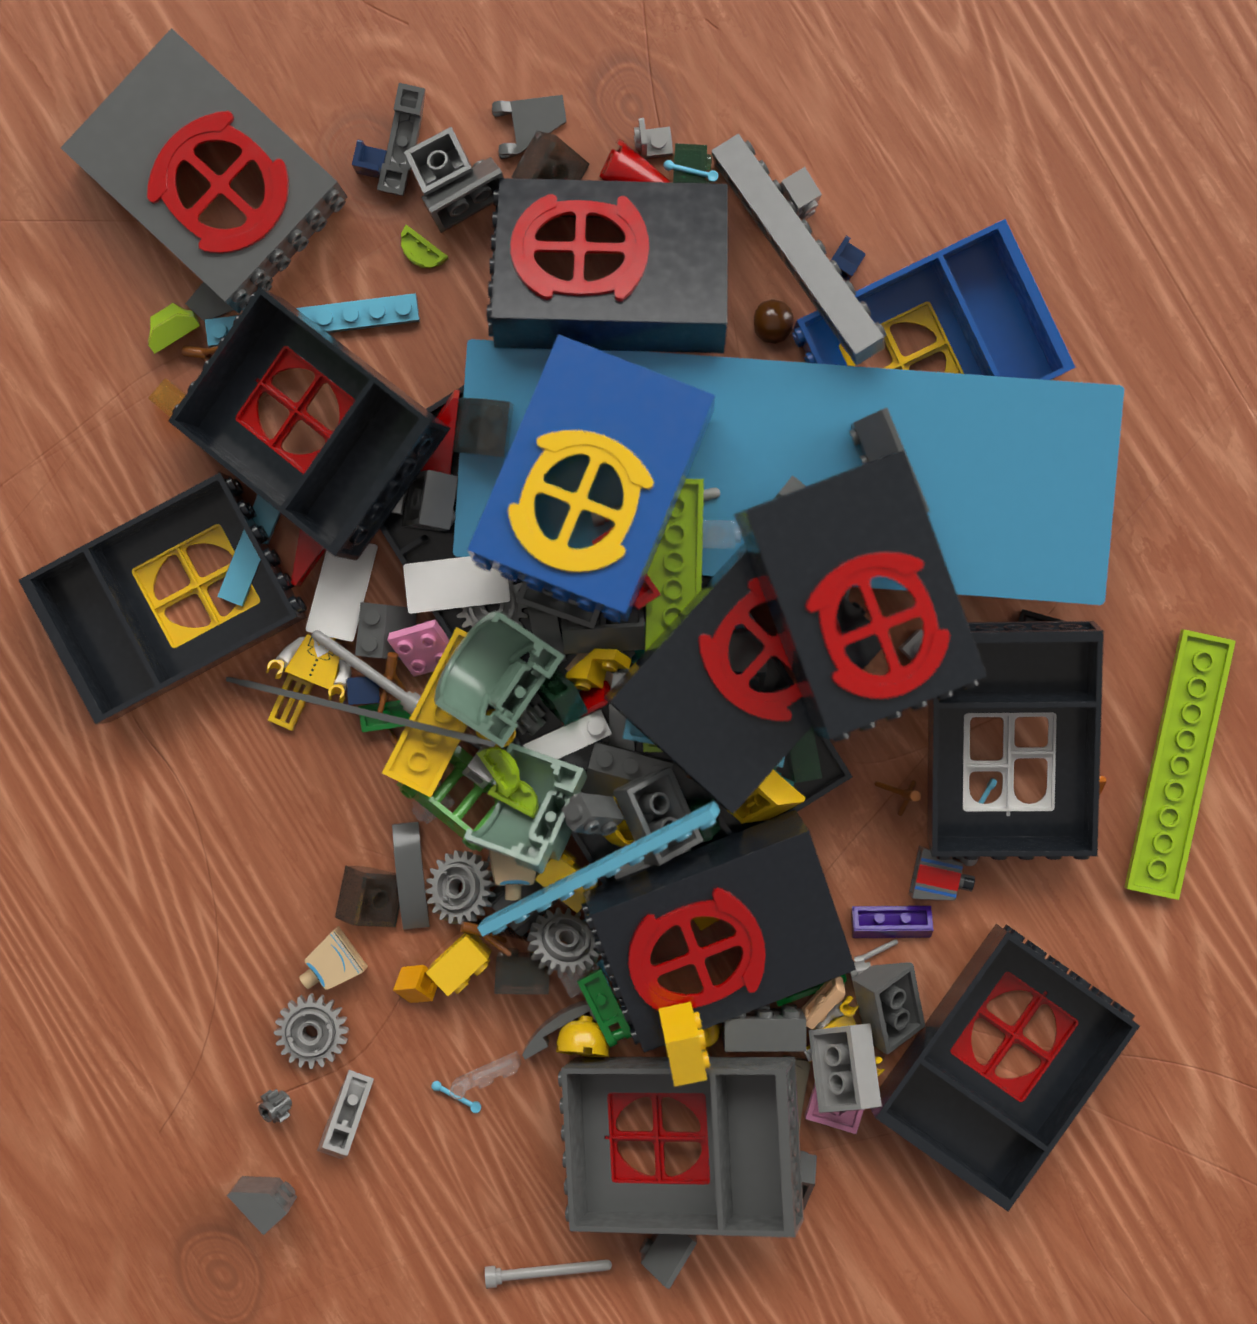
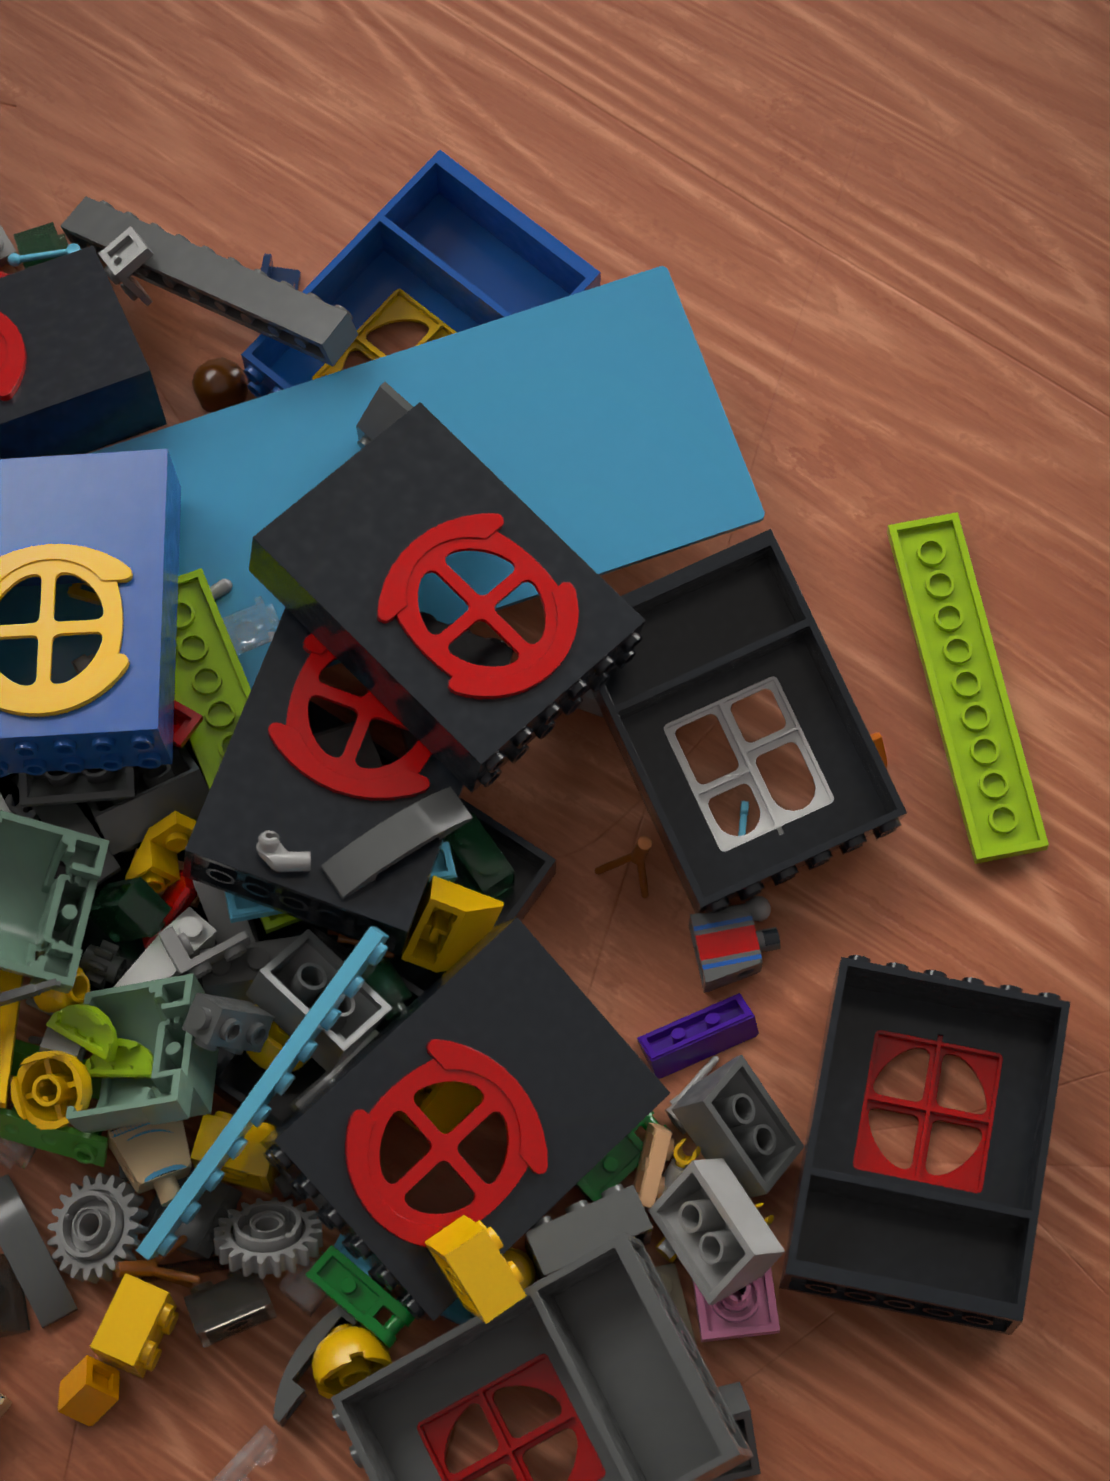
camera: 30 degrees left, 20 degrees down
(464, 800) = (49, 1085): none -> yellow cylinder
(582, 744) = (180, 949): none -> light grey bracket
(670, 734) = (278, 857): none -> light grey arm
(746, 206) = (123, 258): none -> light grey bracket
(752, 751) = (394, 840): none -> dark grey slope
(802, 191) = (190, 220): light grey brick -> none

